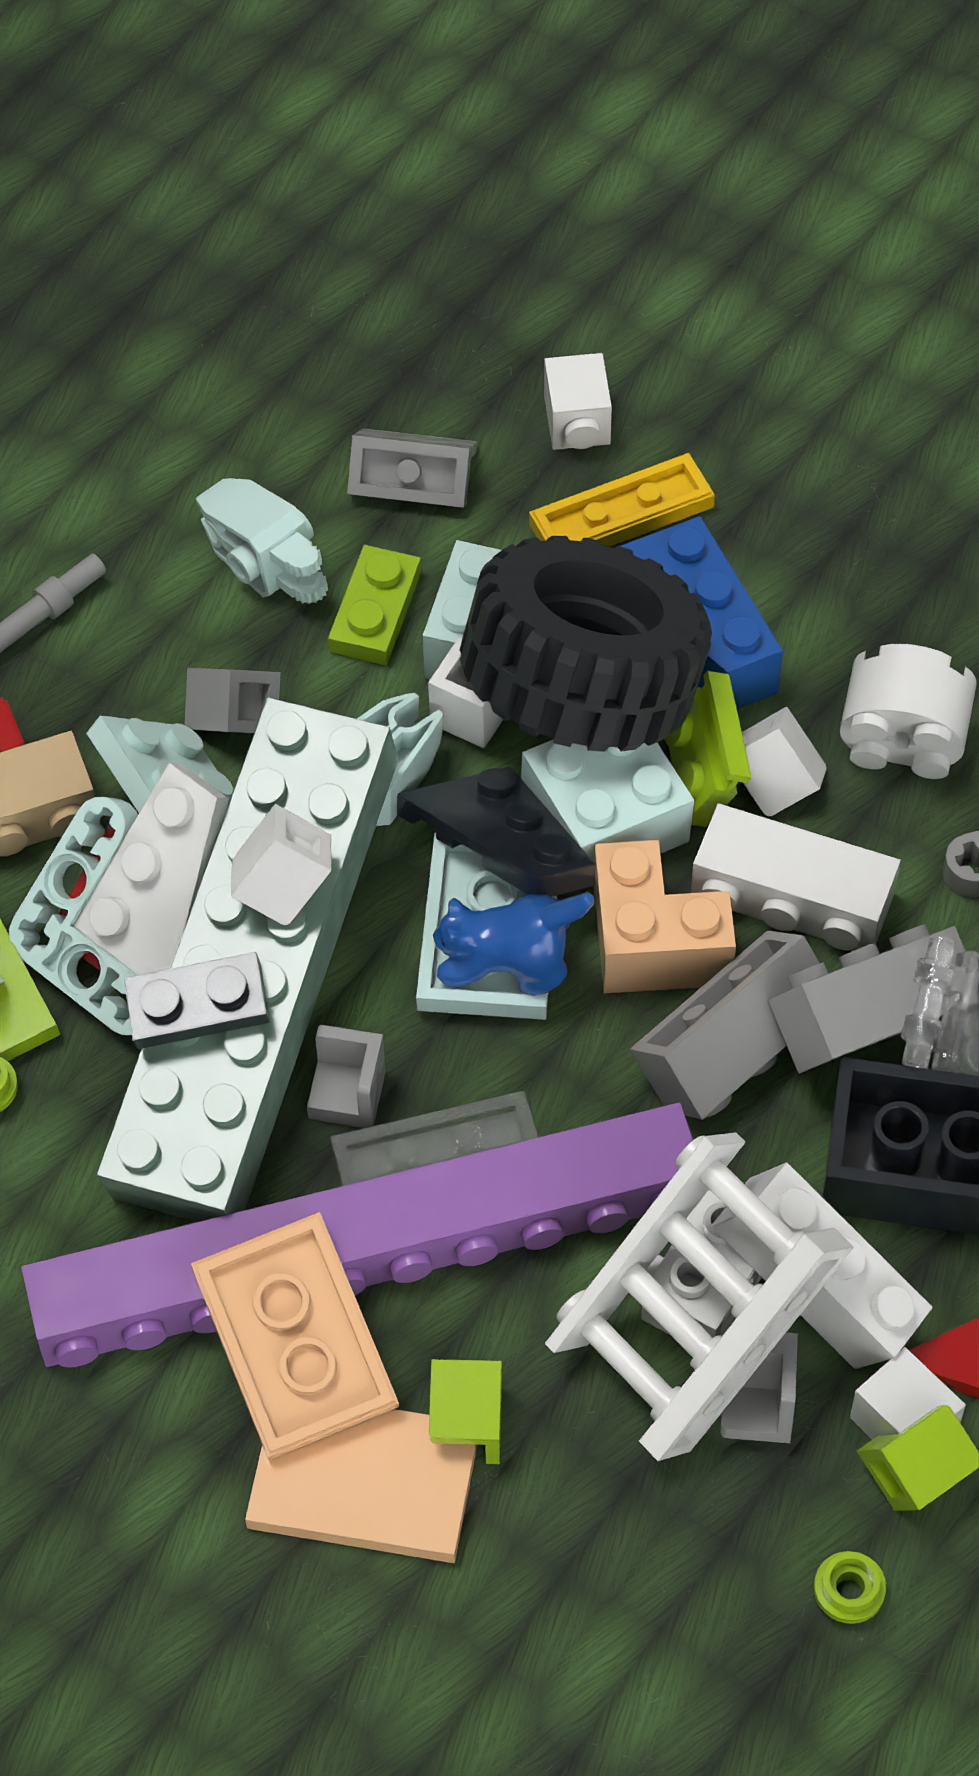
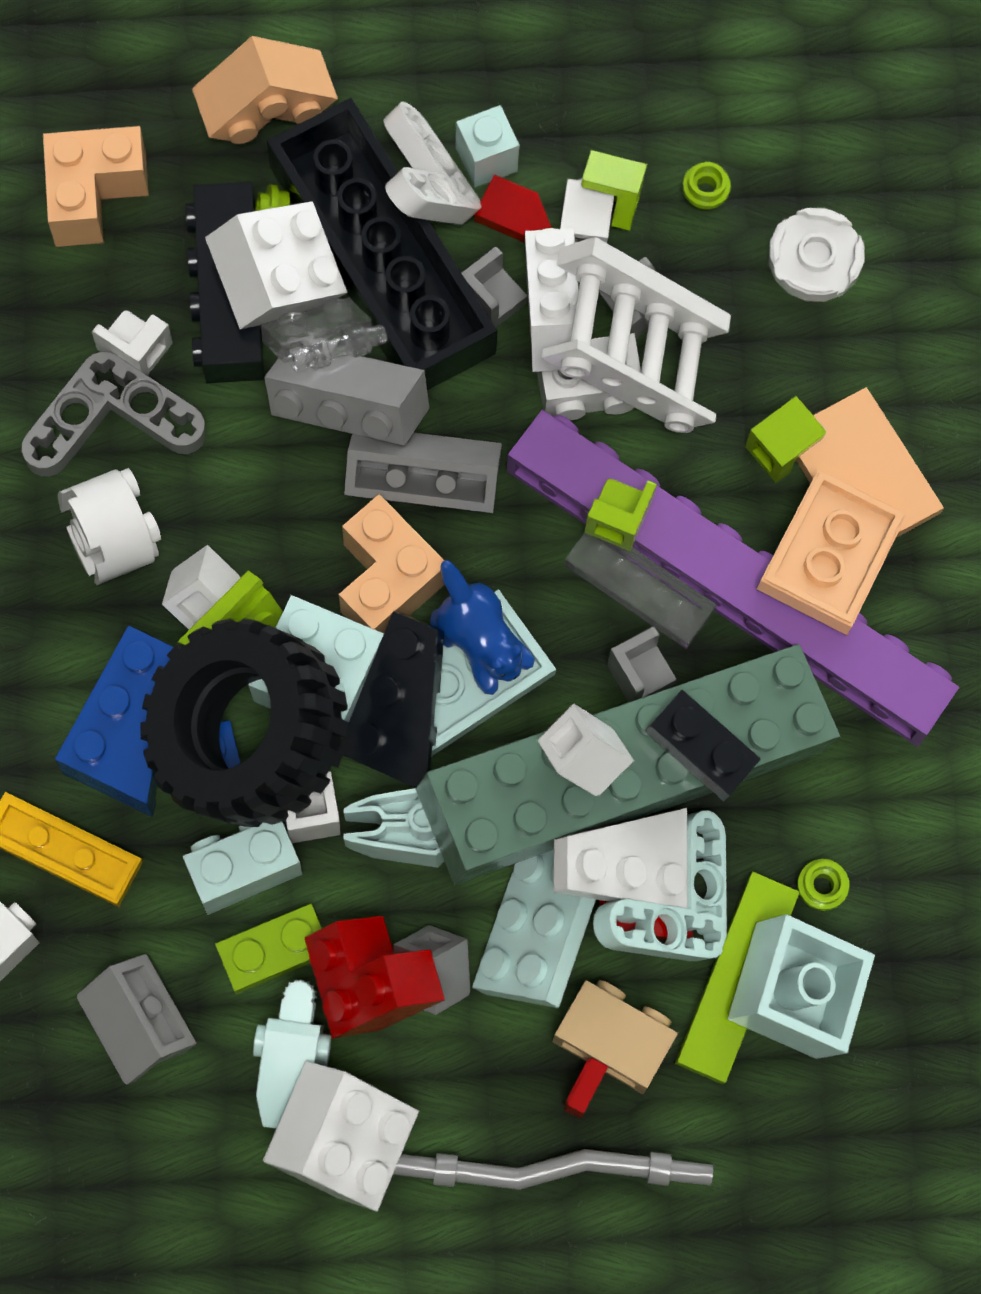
camera: 135 degrees left, 15 degrees up
(151, 511) = (341, 1135): none -> white brick
(256, 621) = (364, 981): none -> red brick
(514, 1141) = (619, 513): none -> lime panel
(664, 1646) = (816, 254): none -> white tile
(796, 878) = (287, 515): white brick -> none
(902, 1235) = (494, 287): none -> light grey panel

